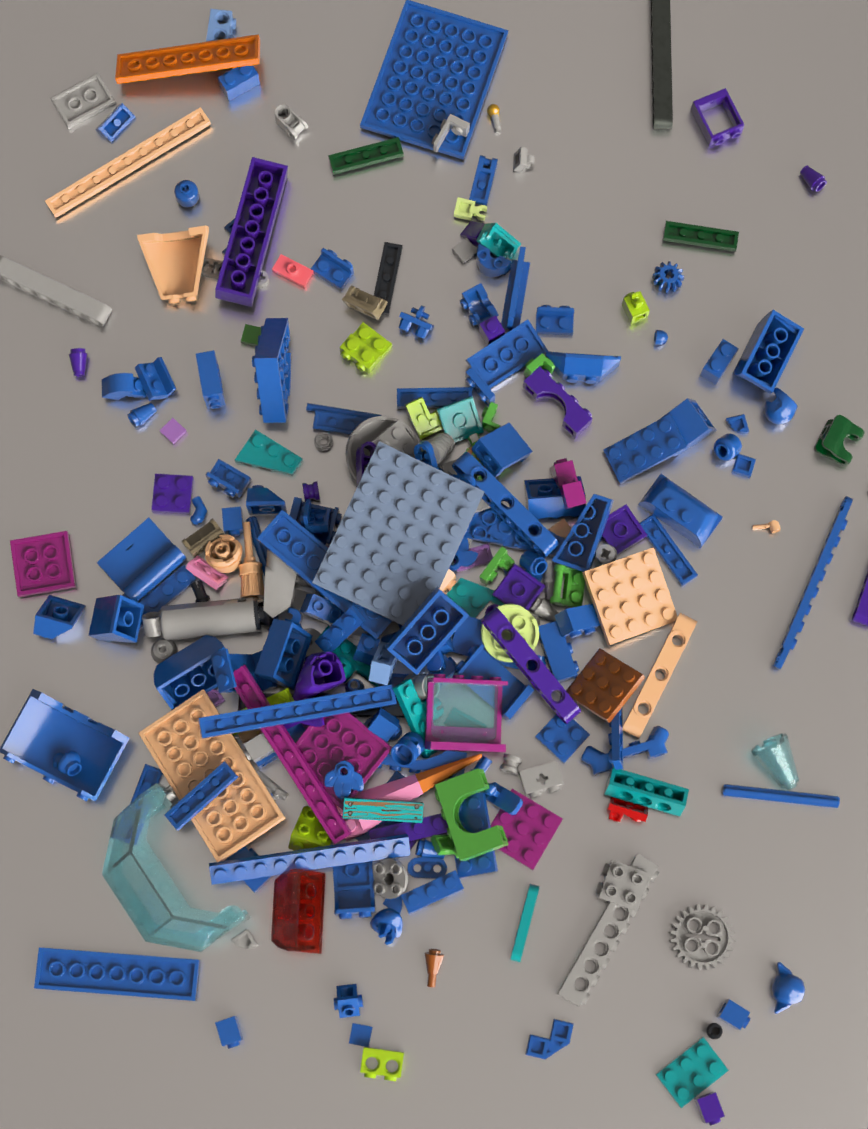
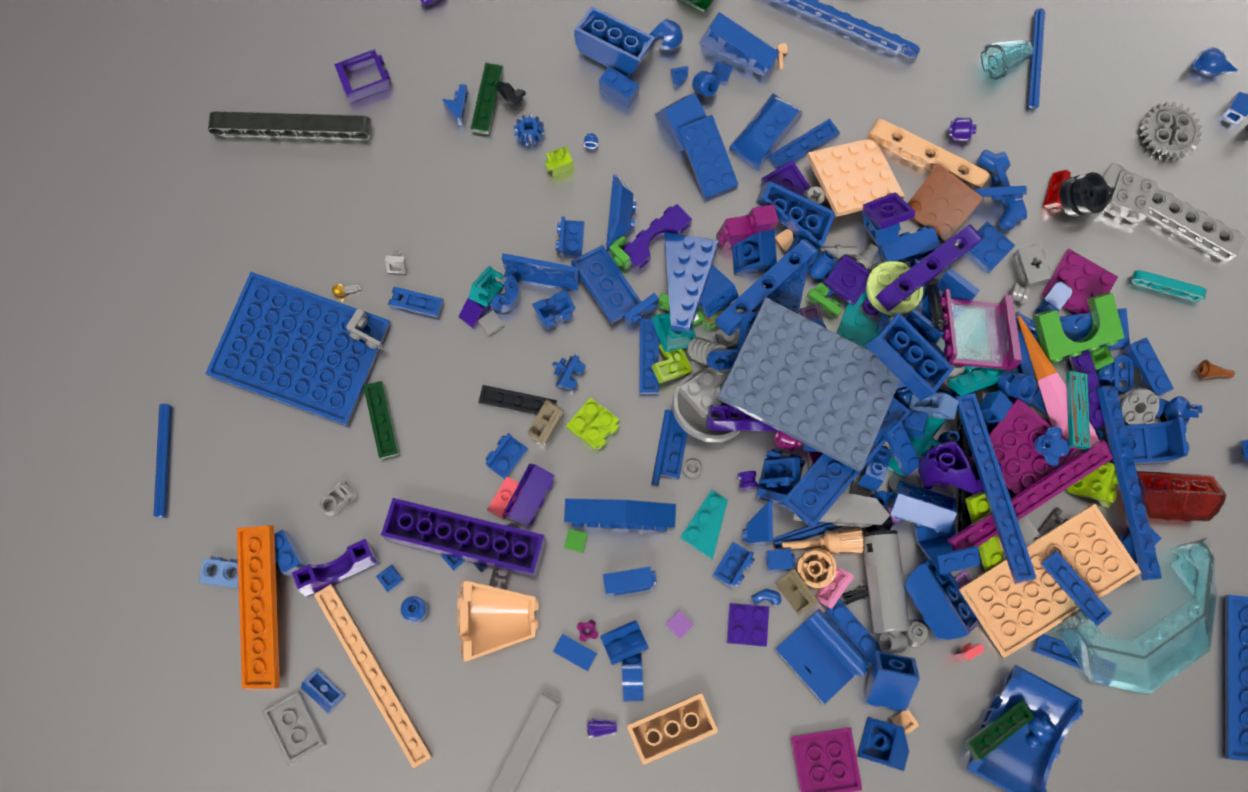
camera: 85 degrees left, 0 degrees up
(66, 717) = (999, 730): none -> dark green plate
(75, 422) = (672, 728): none -> light nougat brick
(79, 637) = (905, 720): none -> light nougat plate
(141, 414) = (662, 658): blue cone -> none
(143, 695) = (969, 651): none -> coral plate
(147, 337) = (575, 652): none -> blue tile
(167, 343) = (592, 631): none -> magenta plate
(216, 109) = (316, 577): none -> dark purple arch
(216, 173) = (390, 578): none -> blue tile
(293, 289) = (529, 495): none -> dark purple brick
(466, 209) = (447, 319): yellowish green plate -> none
(491, 330) = (581, 297): dark purple brick -> none
(491, 671) = (935, 305): none -> black wheel
(521, 428) = (688, 269): none -> wing
(573, 587) = (846, 234): bright green plate -> none
(588, 622) = (888, 210): none -> dark purple plate
(619, 831) = (1084, 194): none -> black wheel
(646, 791) = (1042, 170): teal brick -> none
(687, 209) = (458, 106): none -> blue slope
(691, 711) = (962, 129): none -> dark purple head
(705, 255) = (509, 94): none -> black bracket
(773, 480) = (739, 44): none -> blue wedge

